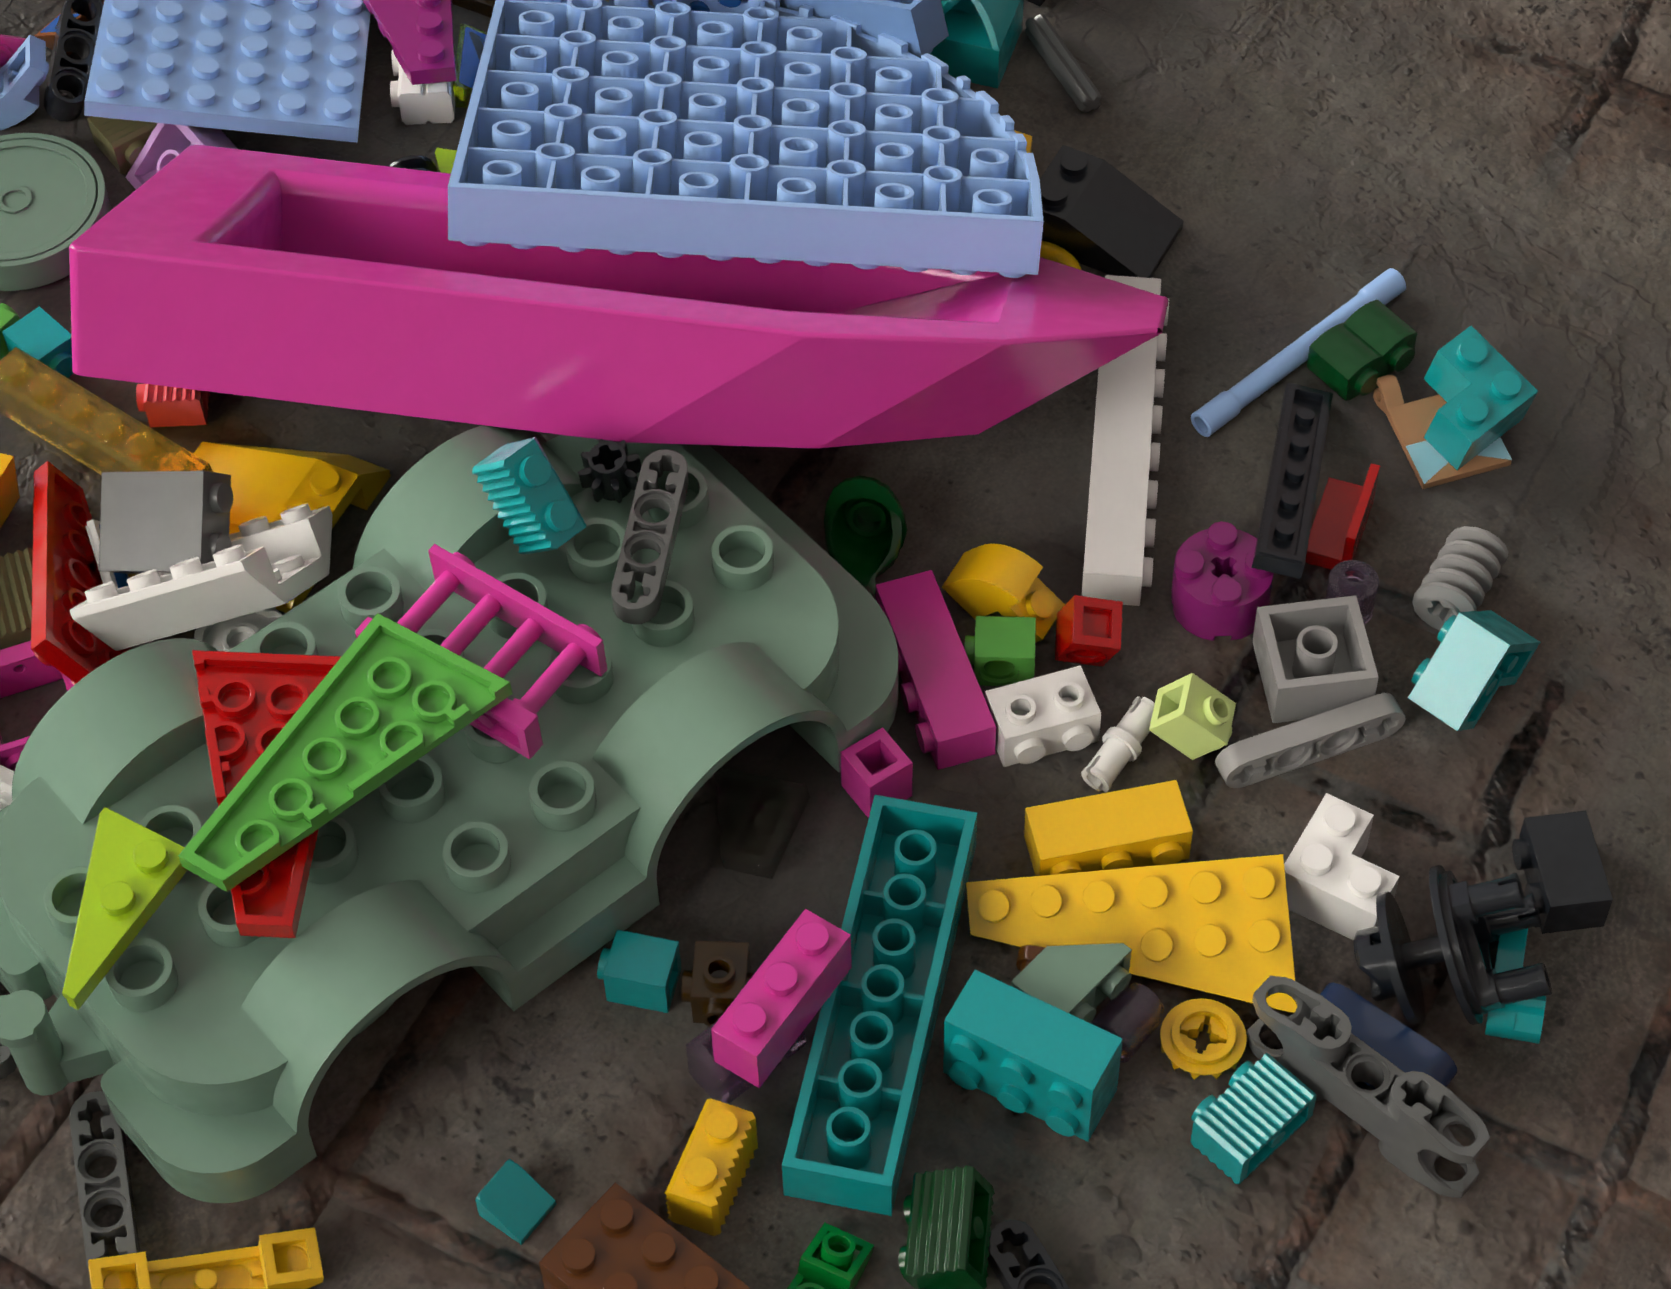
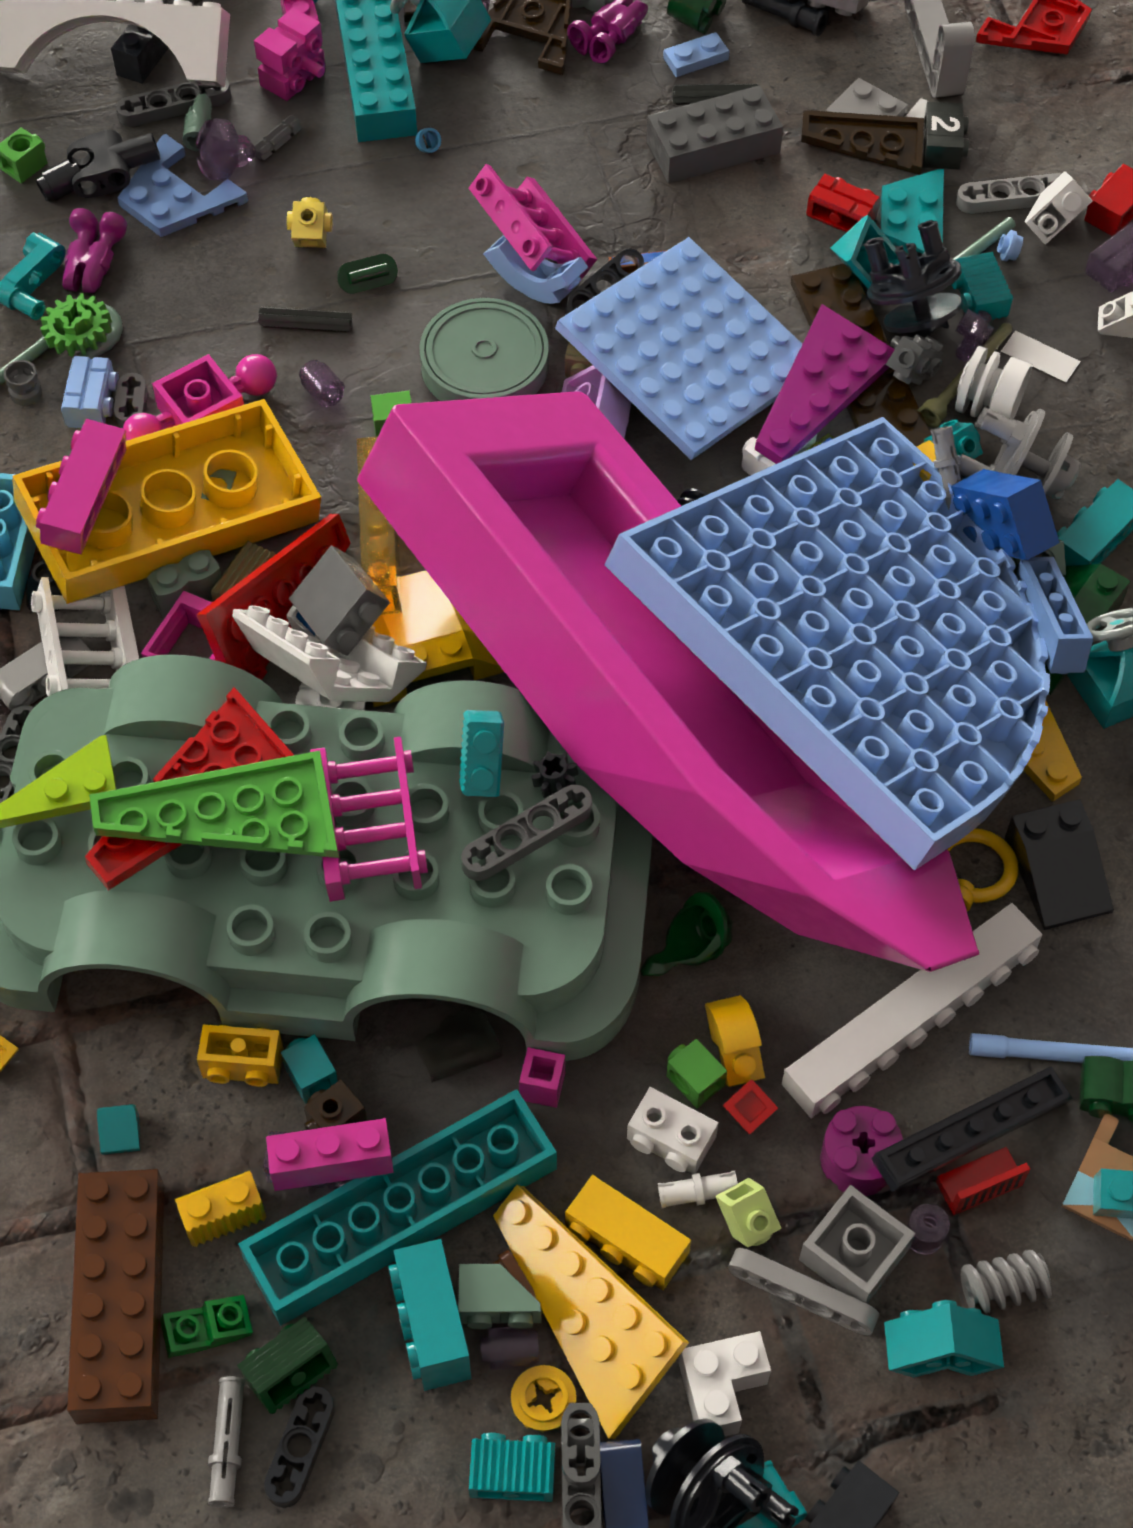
camera: 45 degrees right, 5 degrees up
(562, 1017) = (240, 1055): none -> yellow brick
(936, 673) = (644, 1050): dark pink brick -> none

